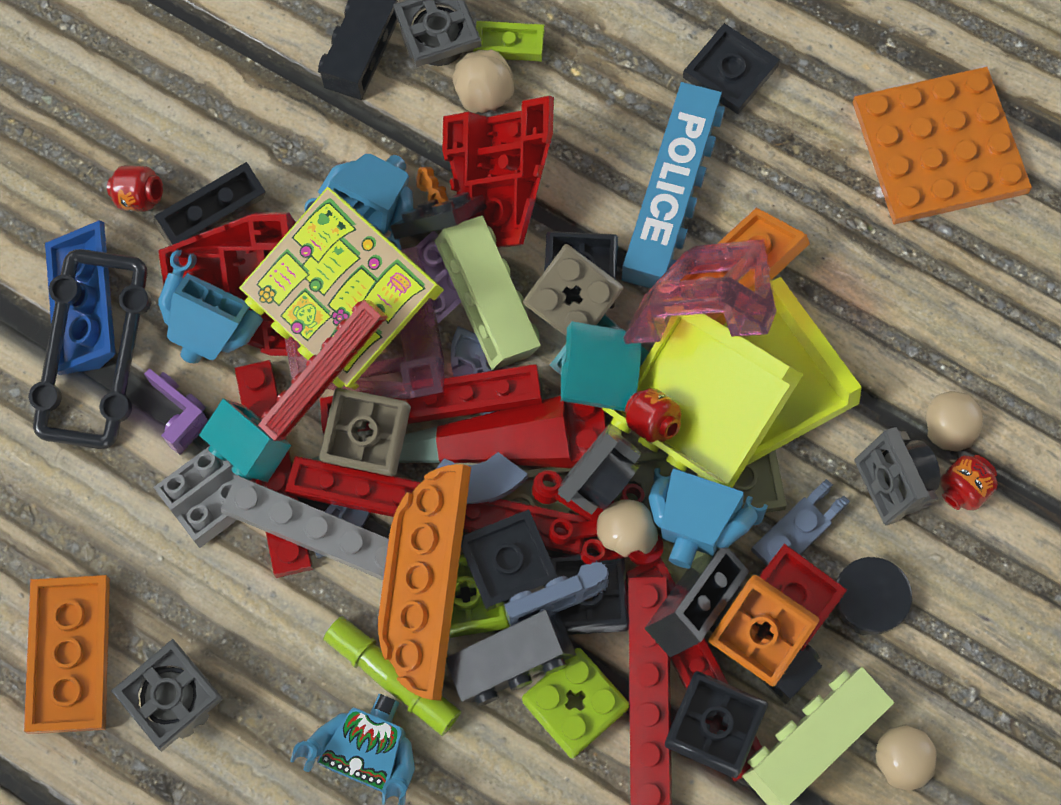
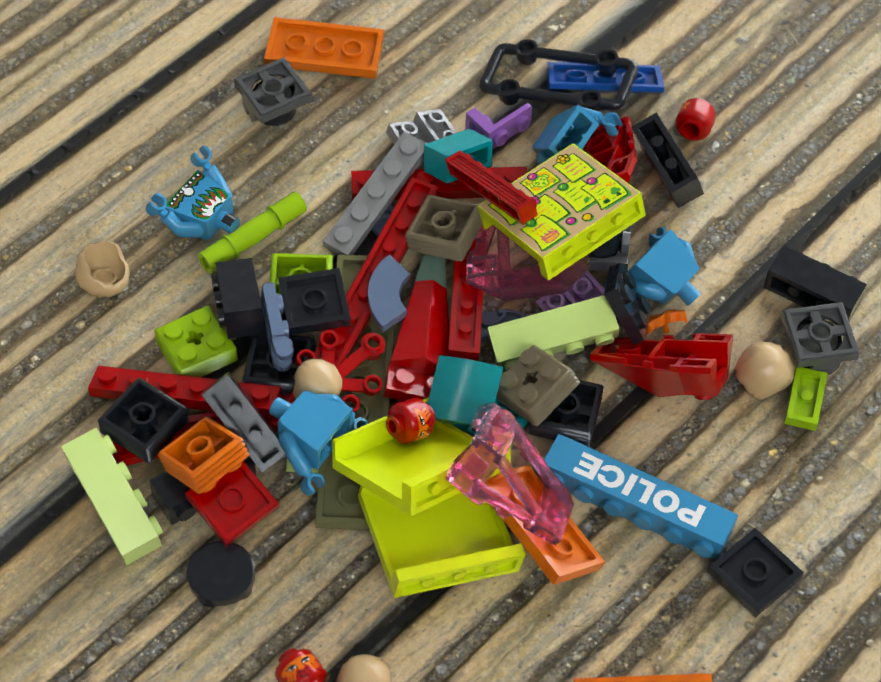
camera: 95 degrees right, 15 degrees down
(423, 579) = (312, 243): orange plate -> none
(601, 471) = (368, 364): piece -> none
(800, 525) = (297, 535): sand blue hinge -> none
(901, 469) = (318, 610): dark grey piece -> none
(906, 757) = (80, 569): tan hair -> none

